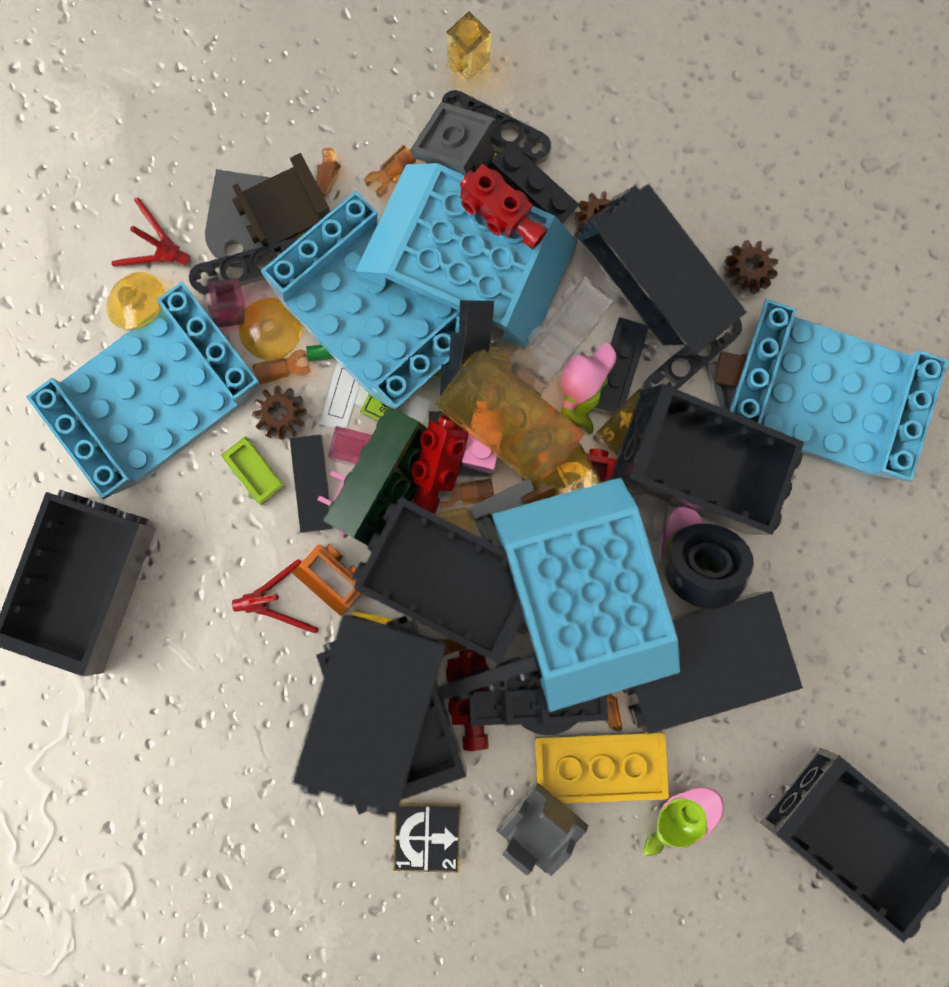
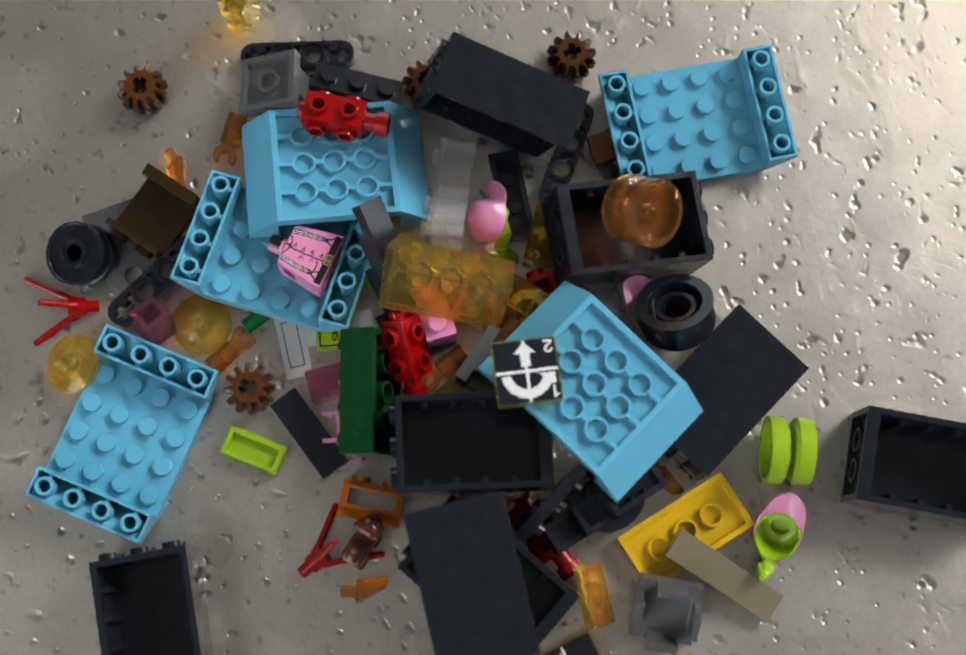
camera: 30 degrees left, 5 degrees down
(195, 203) = (81, 238): none -> black wheel
(281, 652) = (364, 588): none -> clear orange bar
(309, 607) = (365, 538): none -> reddish brown animal
(335, 69) = (131, 93): none -> reddish brown gear
(397, 321) = (308, 257): none -> bright pink torso
(482, 779) = (594, 595): none -> clear yellow tile
(532, 546) = (526, 372): none -> tile
(612, 828) = (723, 574): none -> dark tan tile
(731, 453) = (642, 210): none -> clear orange wheel
(738, 751) = (788, 450): none -> lime wheel

